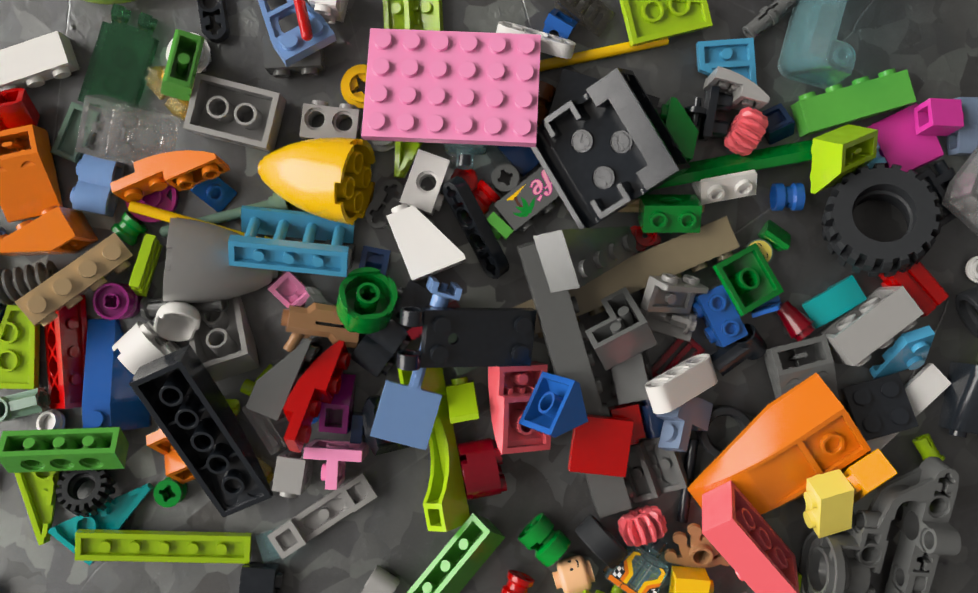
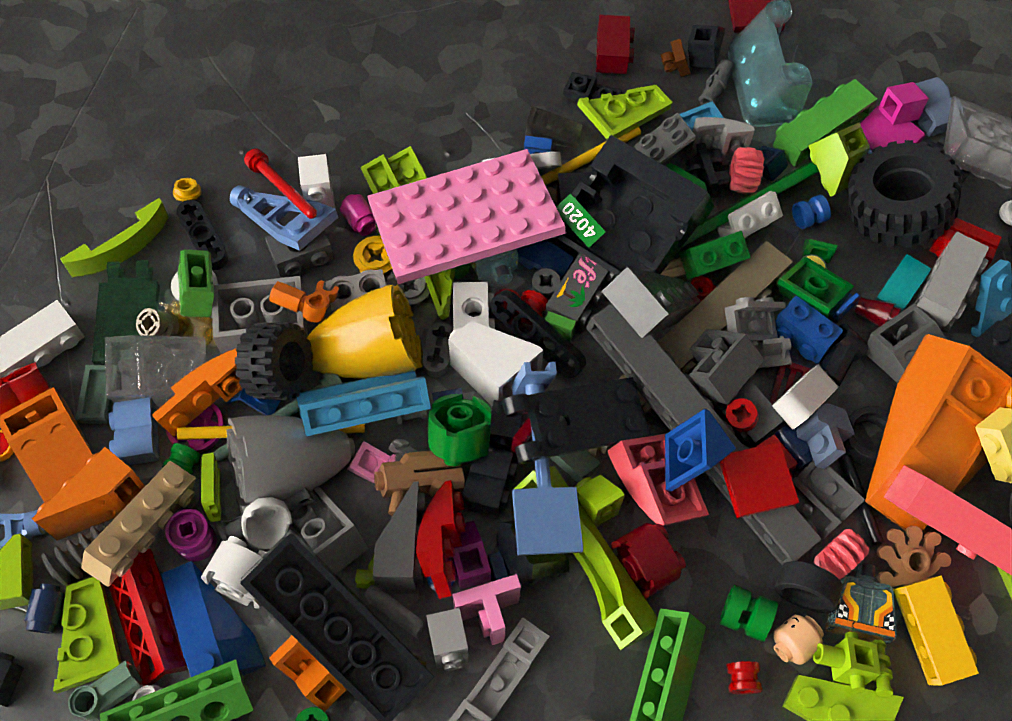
camera: 20 degrees left, 25 degrees down
(140, 90) = (157, 323): none -> dark tan wheel
(226, 176) = (274, 361): none -> black tyre
(278, 133) = (312, 306): none -> orange bar
(358, 35) = (358, 214): none -> dark pink brick
(554, 138) = (580, 220): none -> green sticker
(621, 376) = (742, 421): none -> red wheel
(681, 73) = (666, 139): none -> dark grey hinge

